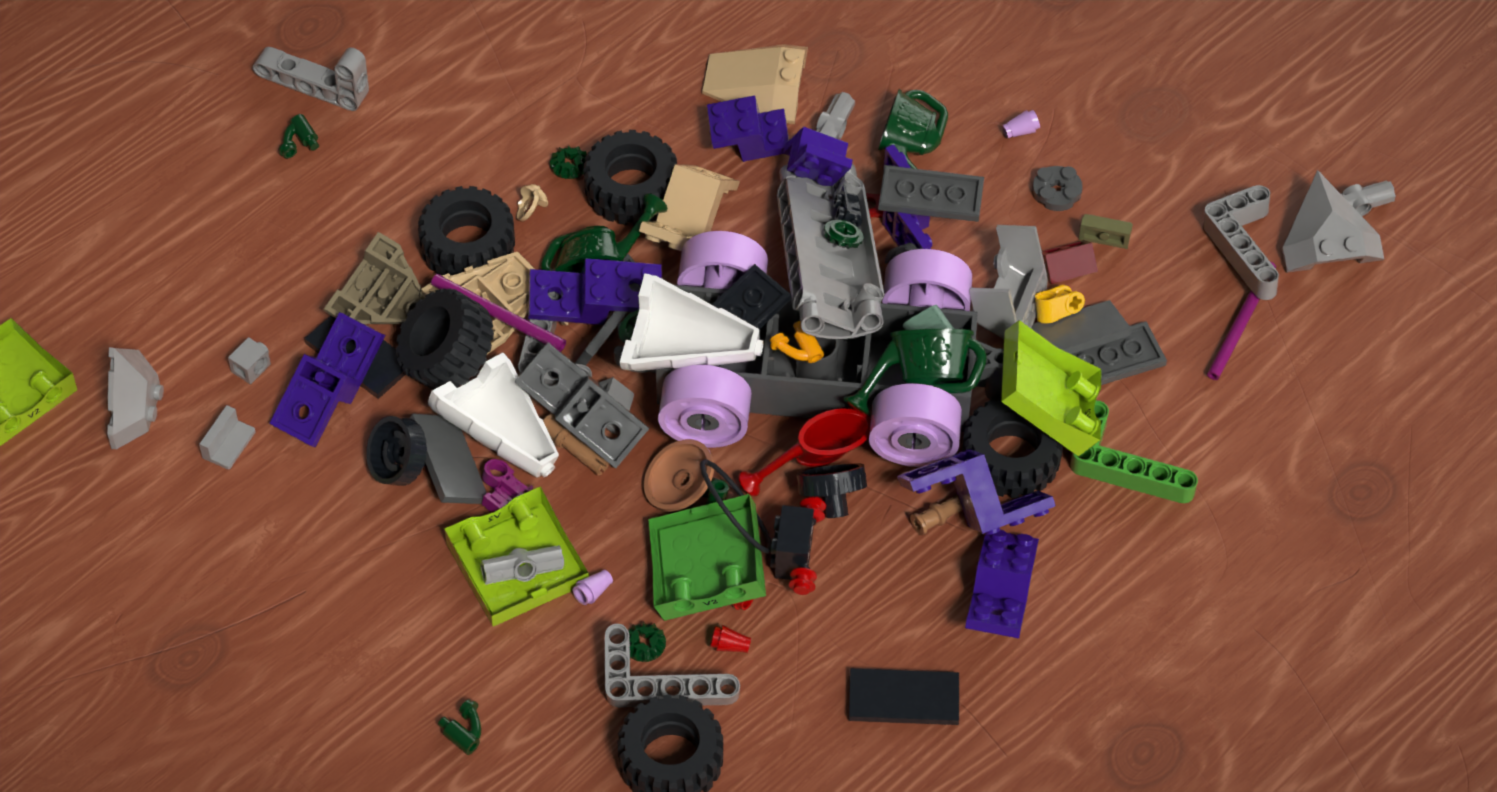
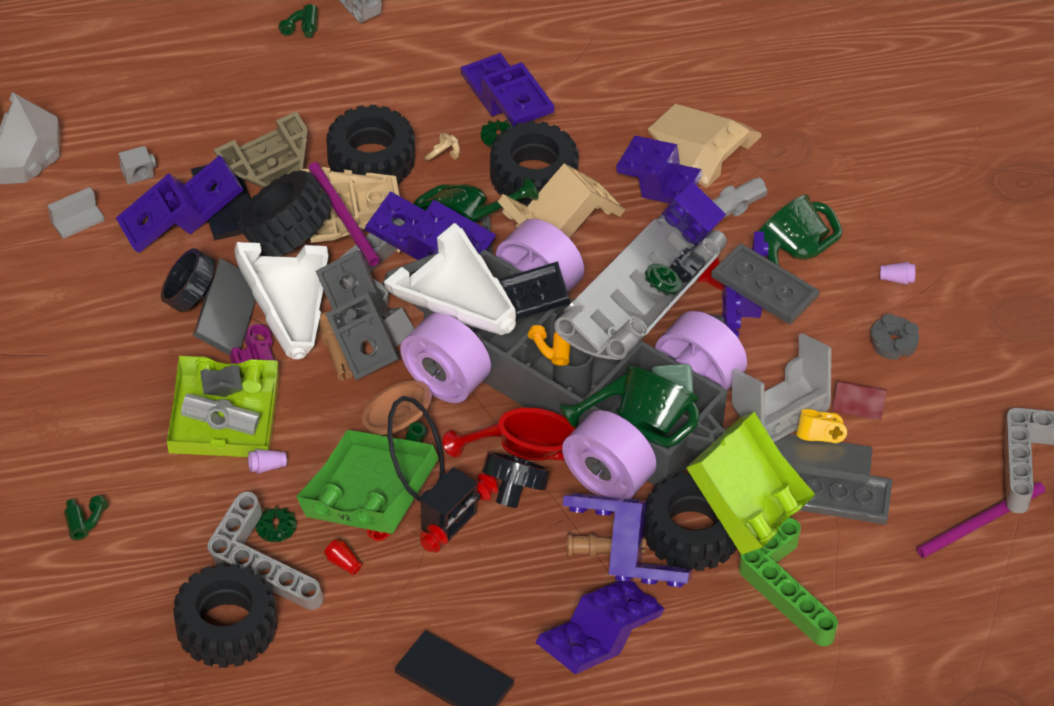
camera: 30 degrees right, 5 degrees down
(501, 532) = (221, 382): none -> dark grey panel
(553, 114) = (507, 89): none -> dark purple bracket
(1105, 231) = (911, 390): olive panel -> none

